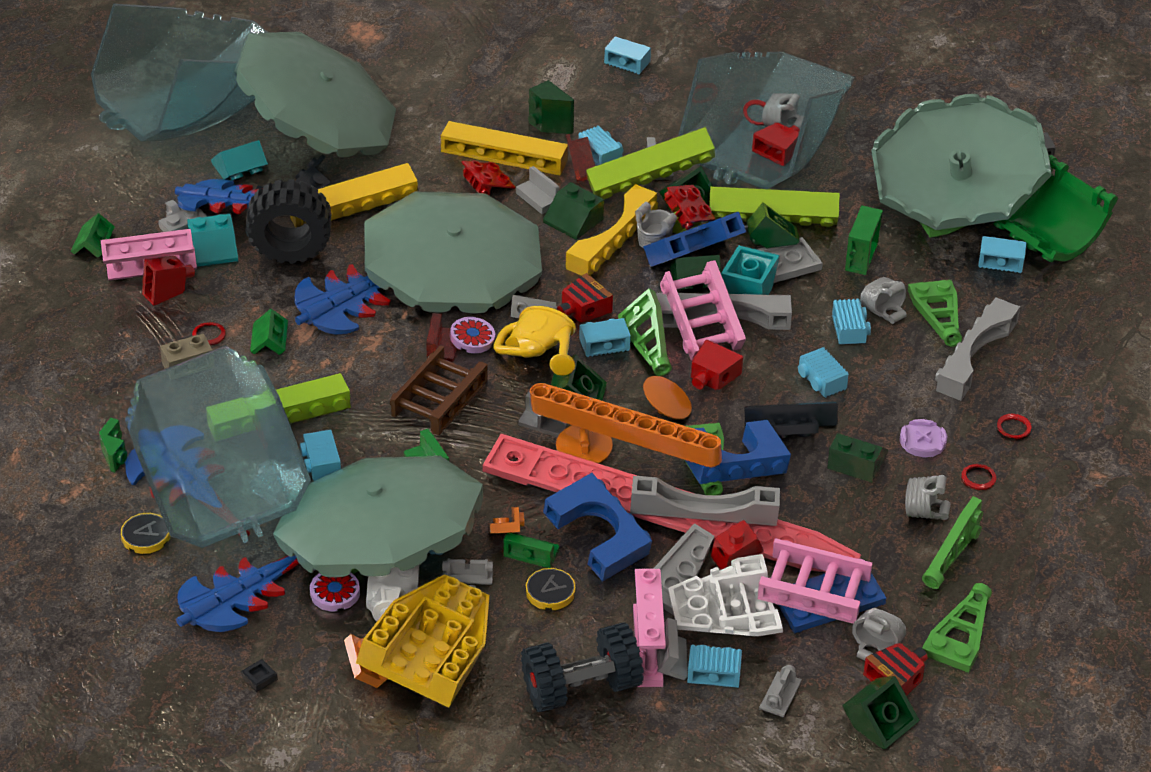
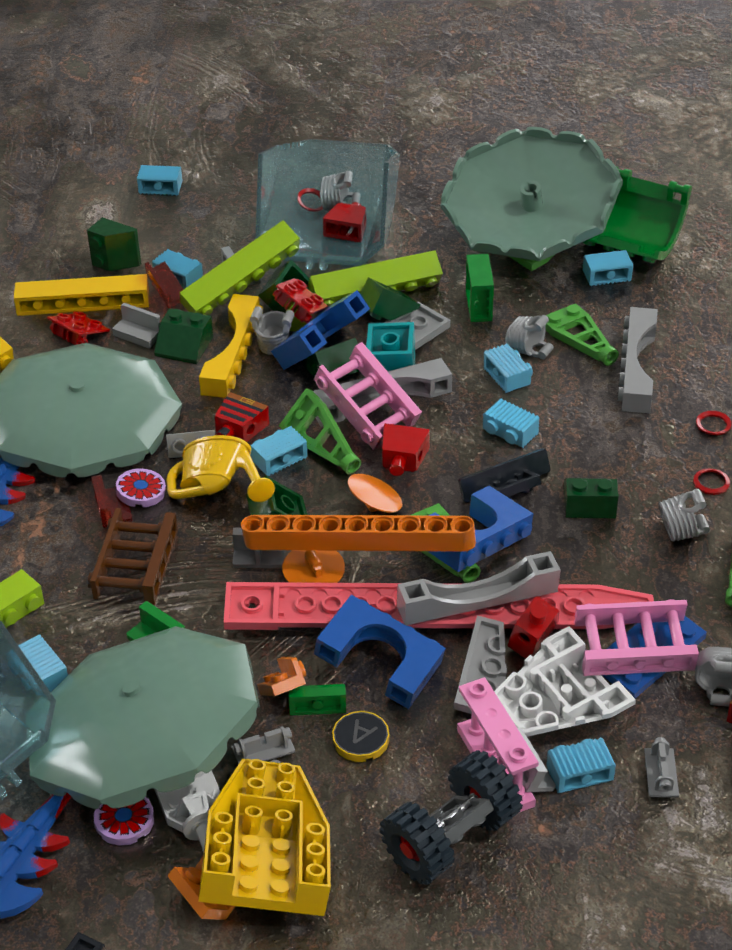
camera: 20 degrees left, 0 degrees up
(923, 438) = (639, 459): lavender tile -> none

